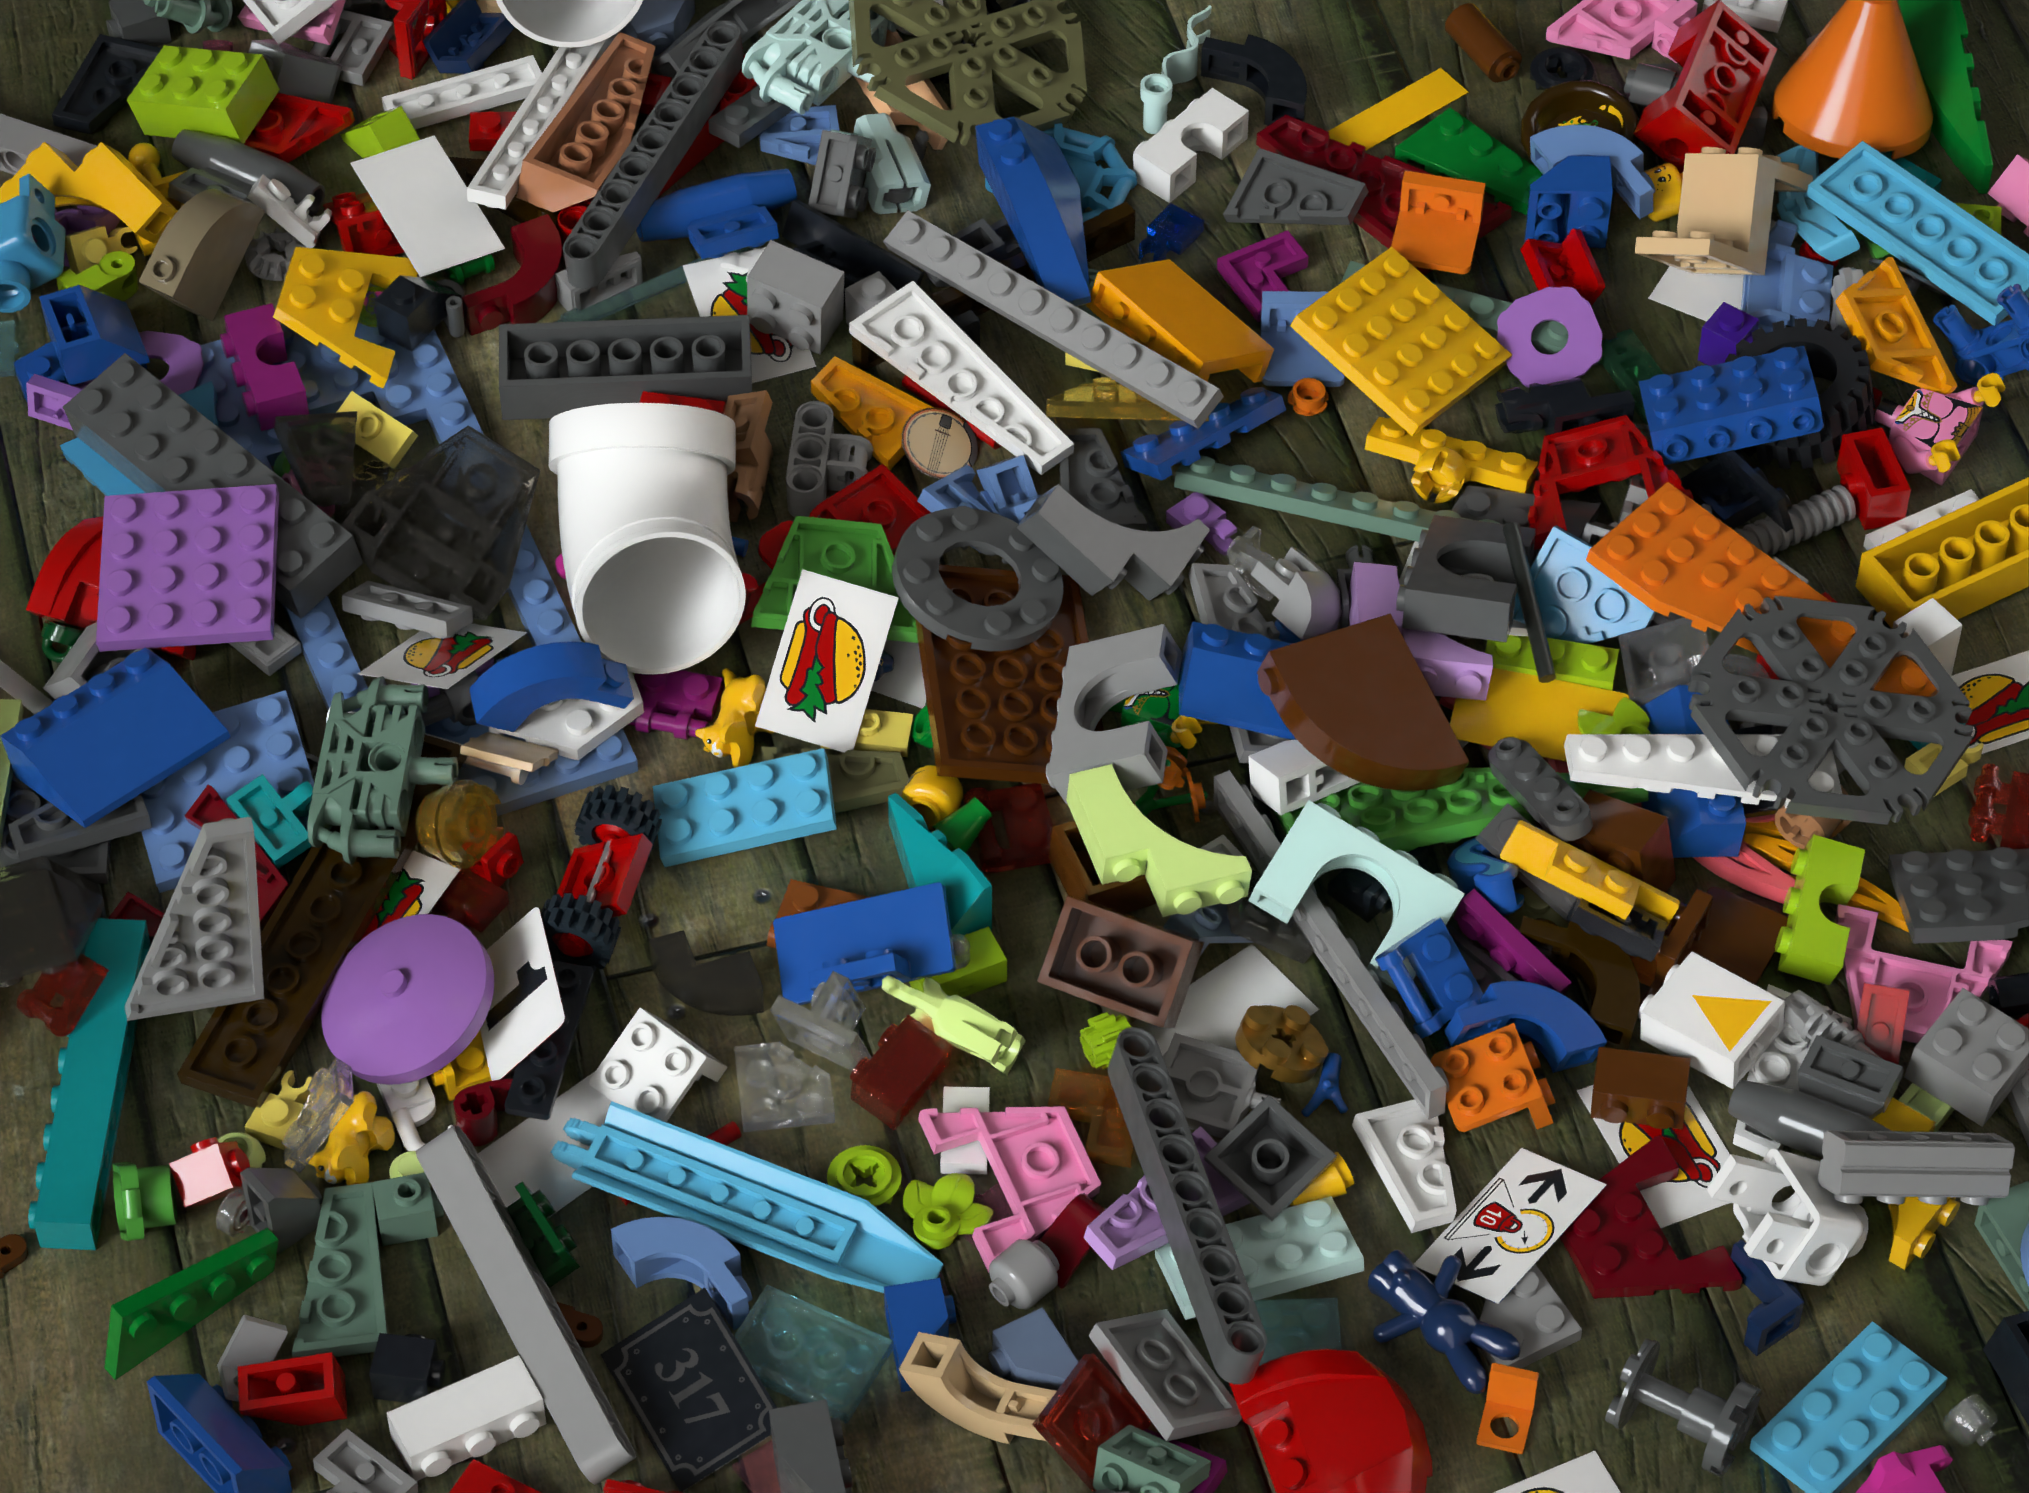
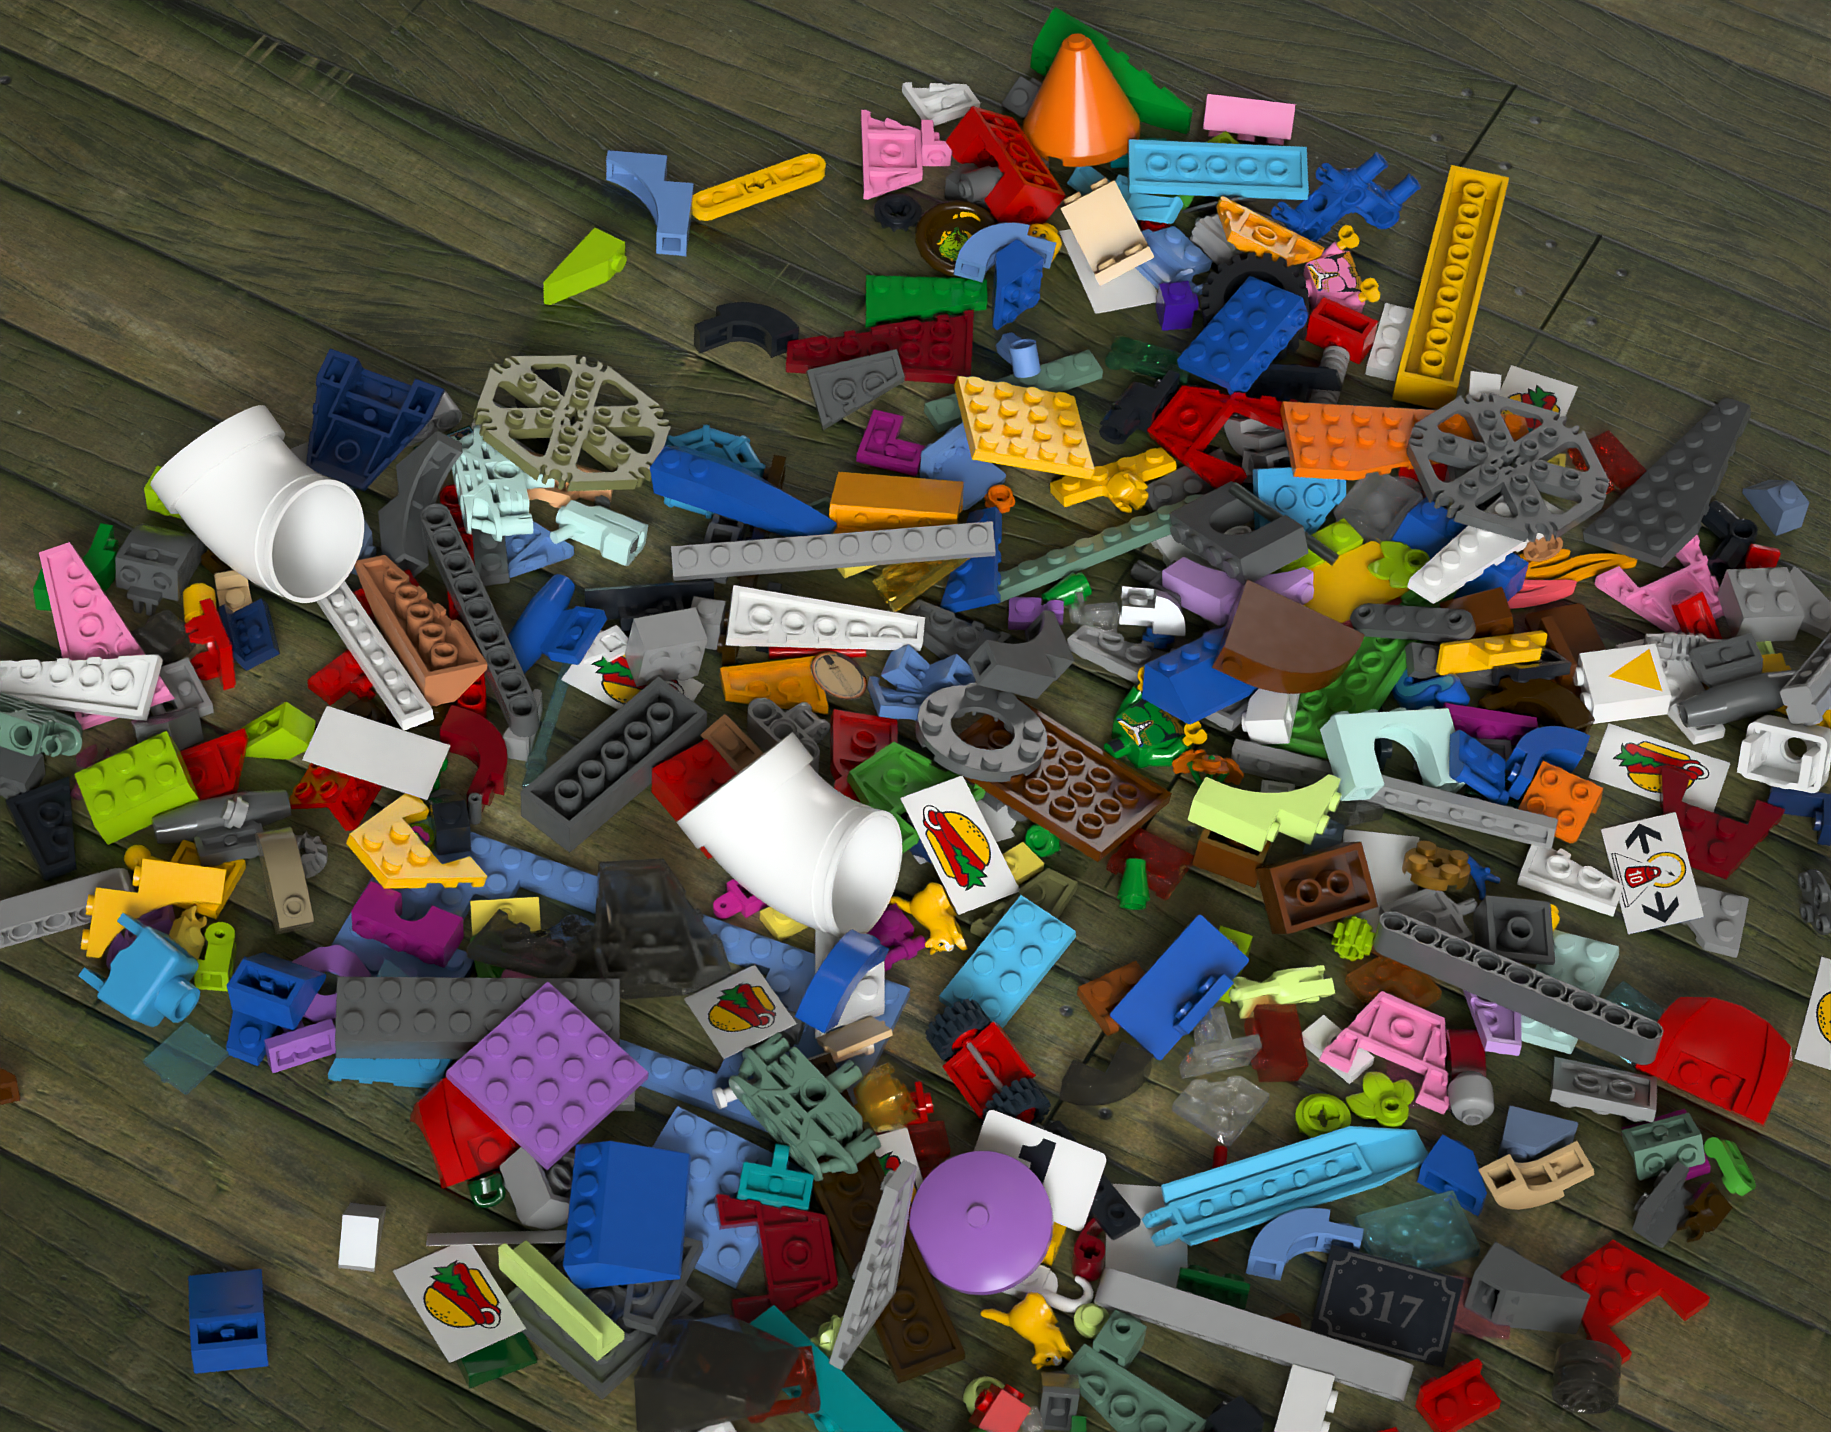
camera: 50 degrees left, 0 degrees up
(242, 167) = (234, 812): none -> light grey plate
(277, 203) = (300, 821): white plate -> none
(278, 1112) = (980, 1353): light yellow plate -> none
(326, 1104) = (1016, 1328): clear plate -> none
(407, 609) = (674, 1004): light grey plate -> none
(466, 92) = (290, 667): white plate -> none
(653, 1067) = (1146, 1152): white bracket -> none
(841, 174) = (598, 553): dark grey bracket -> none
(929, 861) = (1148, 918): teal wedge -> none
(933, 794) = (1096, 881): yellow head -> none
(1086, 1414) = (1603, 1144): clear red plate -> none
(1094, 681) = (1113, 738): light grey arch -> none
(1168, 158) = (754, 378): white arch -> none
(1170, 230) = (809, 456): clear blue plate -> none
(1176, 68) = (709, 374): light aqua flag -> none
(1273, 523) = (1066, 589): none -> green cone
(1399, 110) = (834, 297): yellow sticker -> none
(1439, 221) = (957, 345): orange bracket -> none
(1444, 1322) = (1690, 948): dark blue animal -> none
(1483, 43) = (840, 224): reddish brown brick -> none
(1494, 274) = (1020, 354): none -> medium blue piece
(1509, 1395) = (1761, 962): orange bracket -> none
(1558, 305) = (1088, 346): medium lavender piece -> none
(1564, 265) = (1047, 325): red bracket -> none
(1640, 1088) = (1626, 749): reddish brown brick -> none
(1811, 942) = (1607, 604): lime arch -> none

